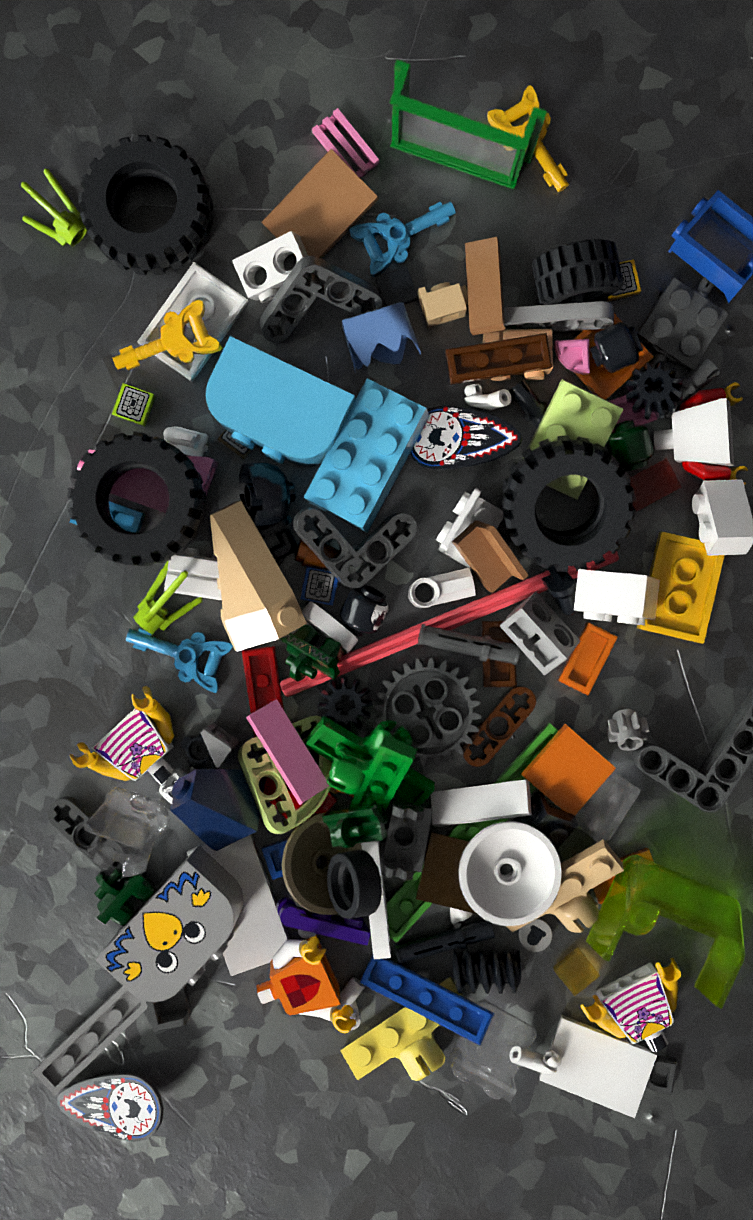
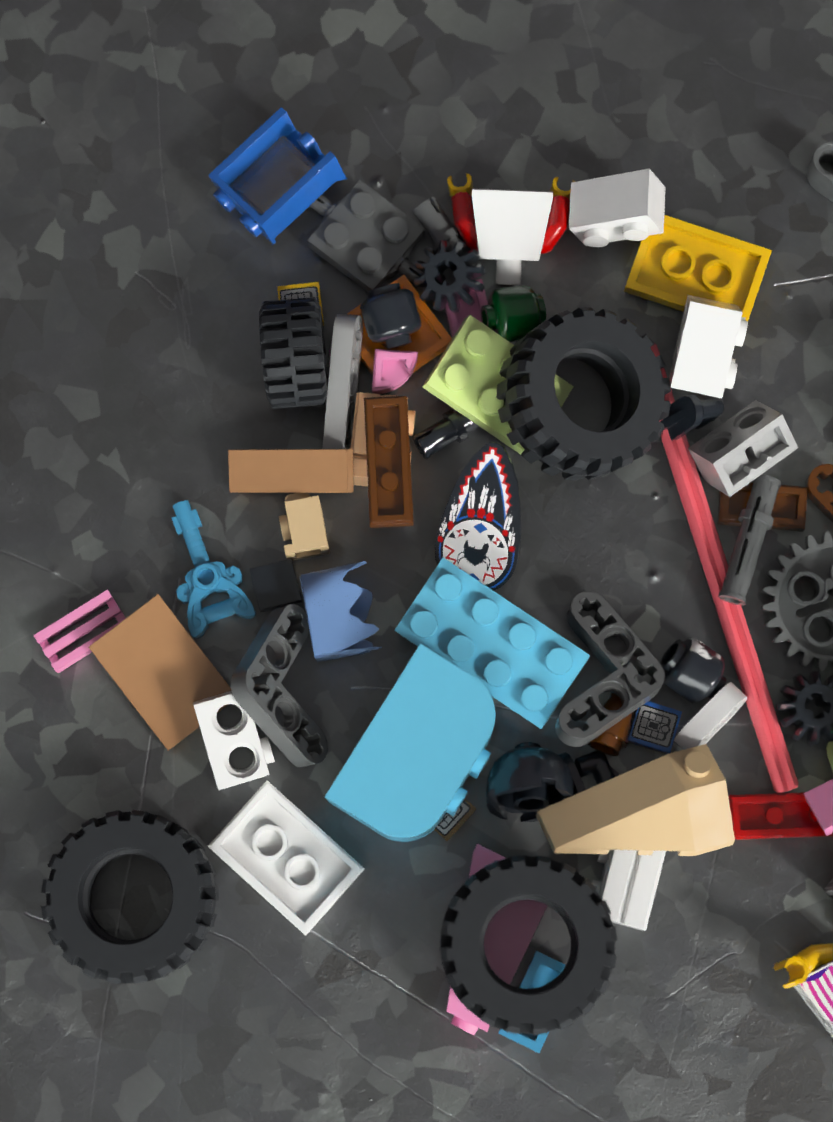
camera: 85 degrees left, 10 degrees down
(68, 225) = (139, 1011): lime plant -> none
(133, 404) = (387, 949): tile -> none
(153, 613) = (673, 953): lime plant -> none
(174, 339) = (311, 881): yellow piece -> none
(186, 655) = (731, 914): dark azure piece -> none
(187, 441) = (444, 883): white piece -> none
(307, 656) = (755, 729): dark green hips -> none
(445, 588) = (672, 565): white piece -> none
(457, 139) = (109, 482): green piece -> none
(469, 509) = (598, 524): white bracket -> none
(486, 401) = (436, 483): white arm -> none
(488, 555) = (637, 501): medium nougat panel -> none
(502, 120) = (101, 398): yellow piece -> none
(587, 658) = (778, 391): orange tile -> none
(654, 484) = (560, 287): clear red tile -> none

